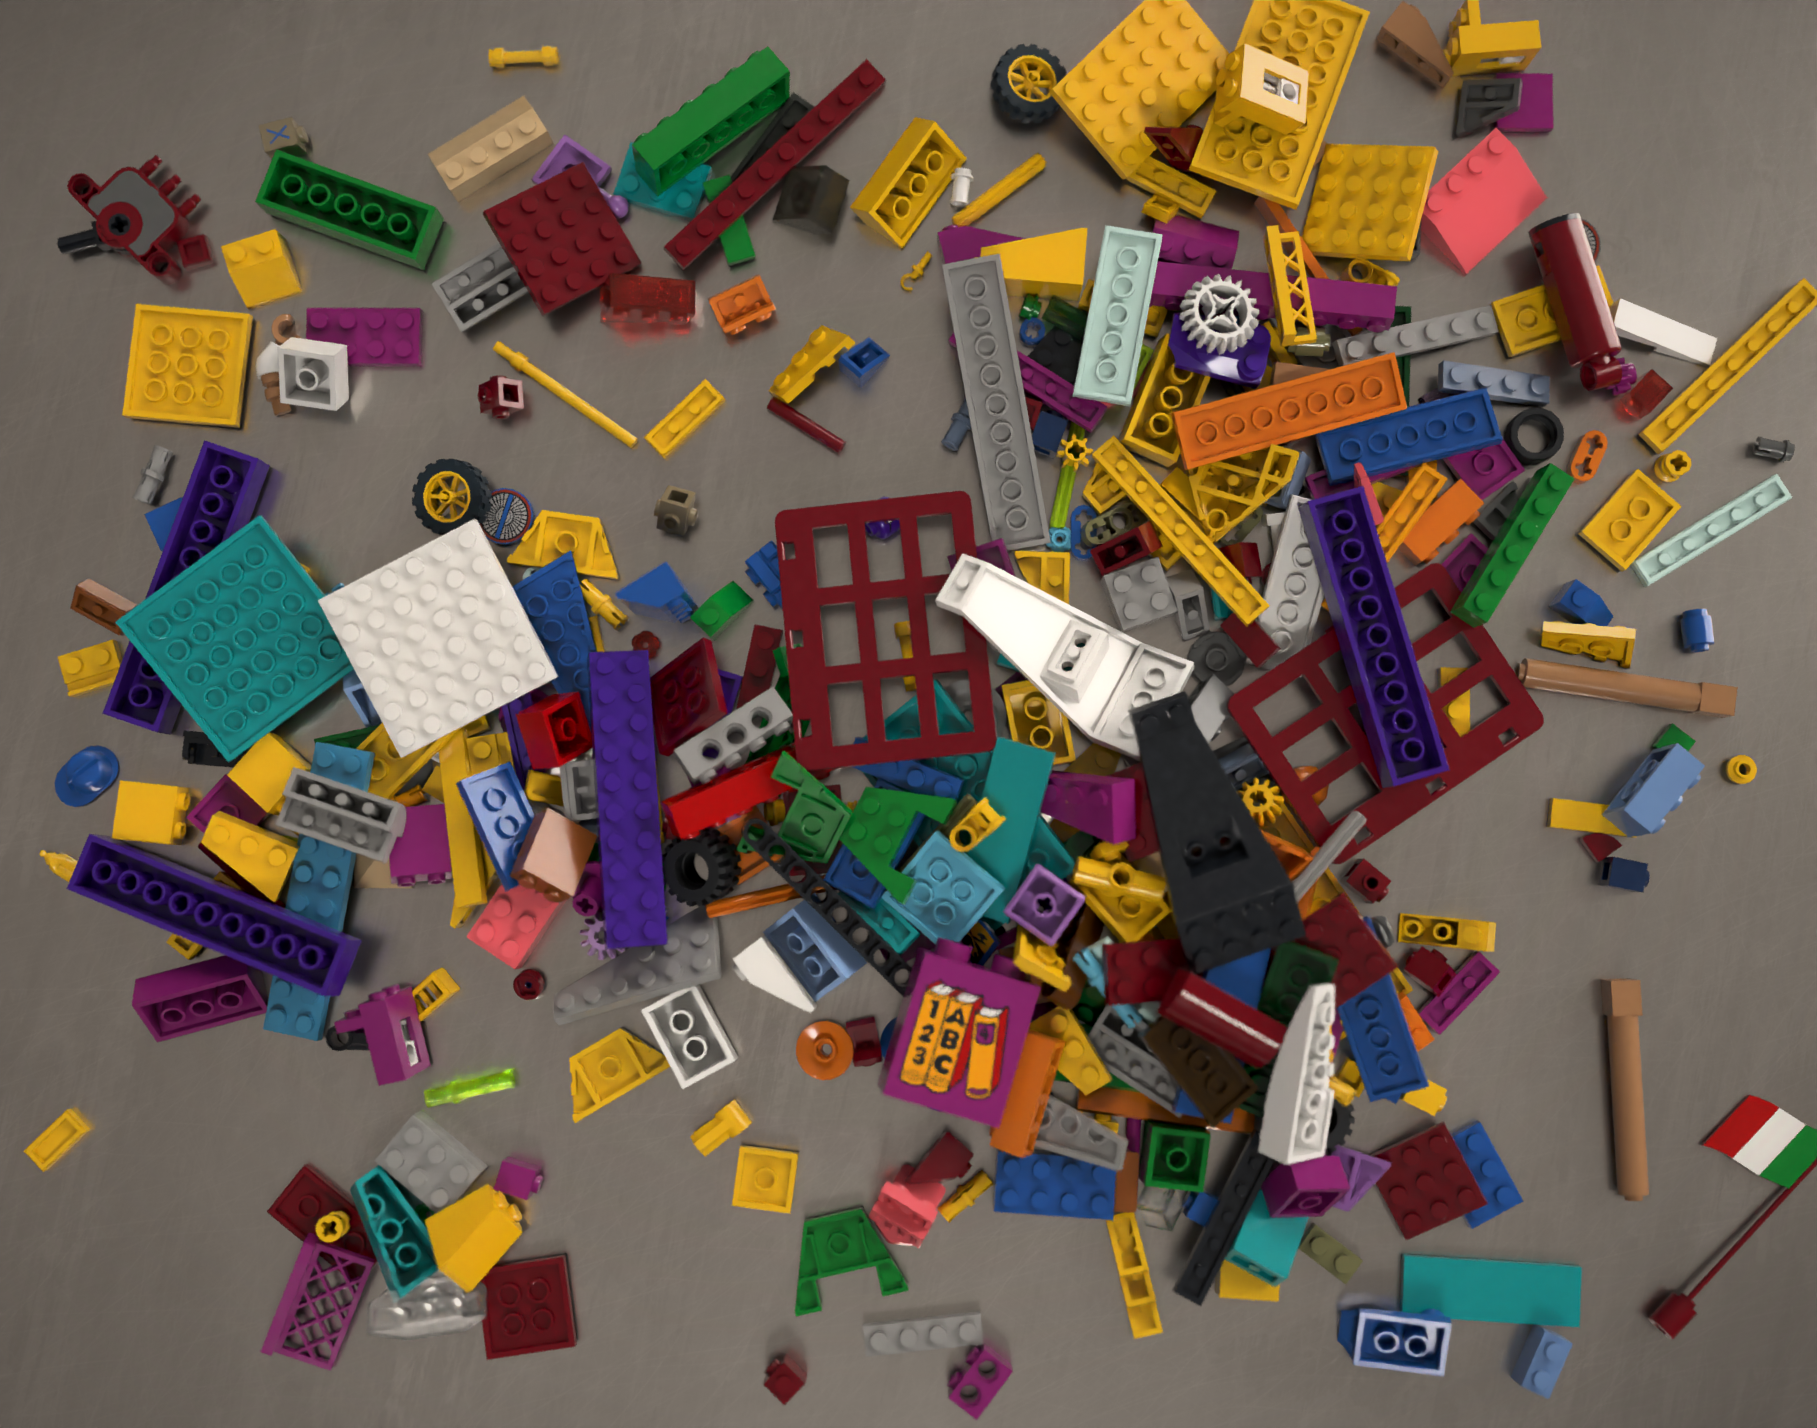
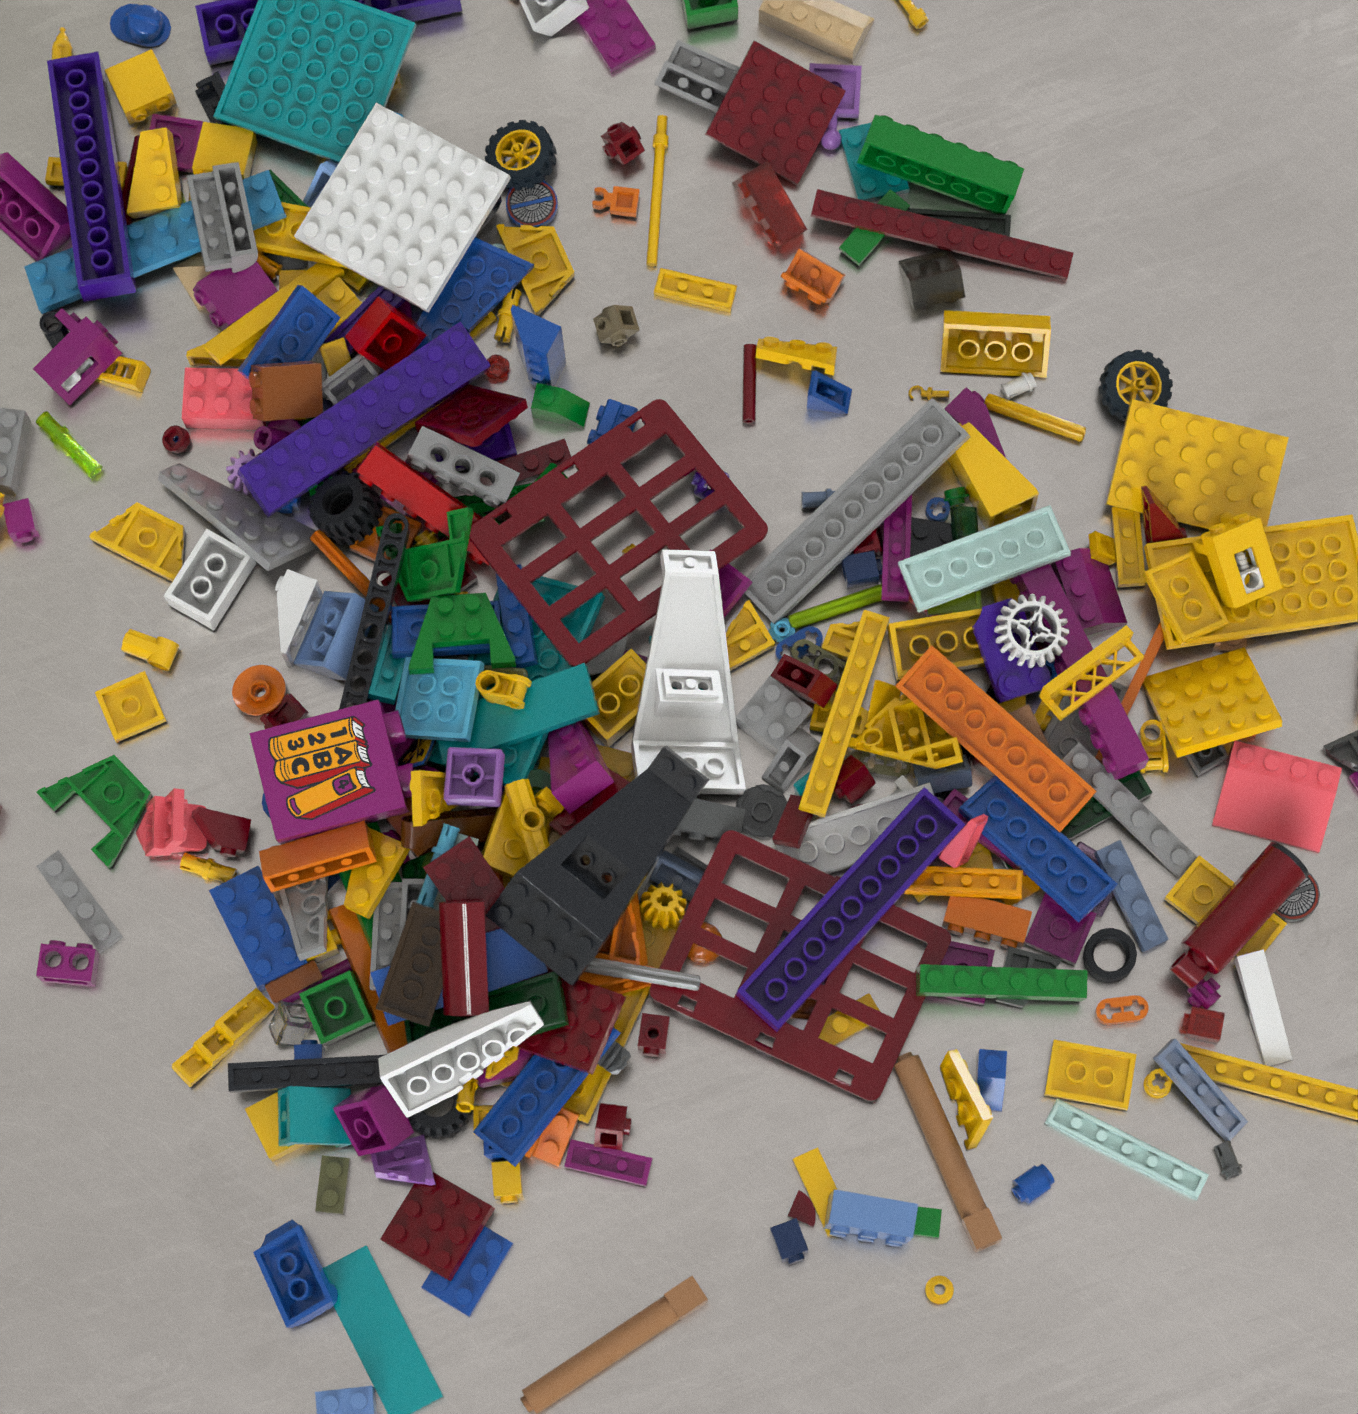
camera: 60 degrees right, 10 degrees down
(556, 432) = (621, 202): none -> orange plate
(1080, 447) = (856, 588): yellow gear -> none
(1263, 161) = (1185, 598): none -> yellow tile
(1311, 349) = (1066, 729): olive brick -> none
(1447, 932) = (653, 1126): yellow slope -> none
(1705, 433) = (1200, 1089): none -> sand blue plate

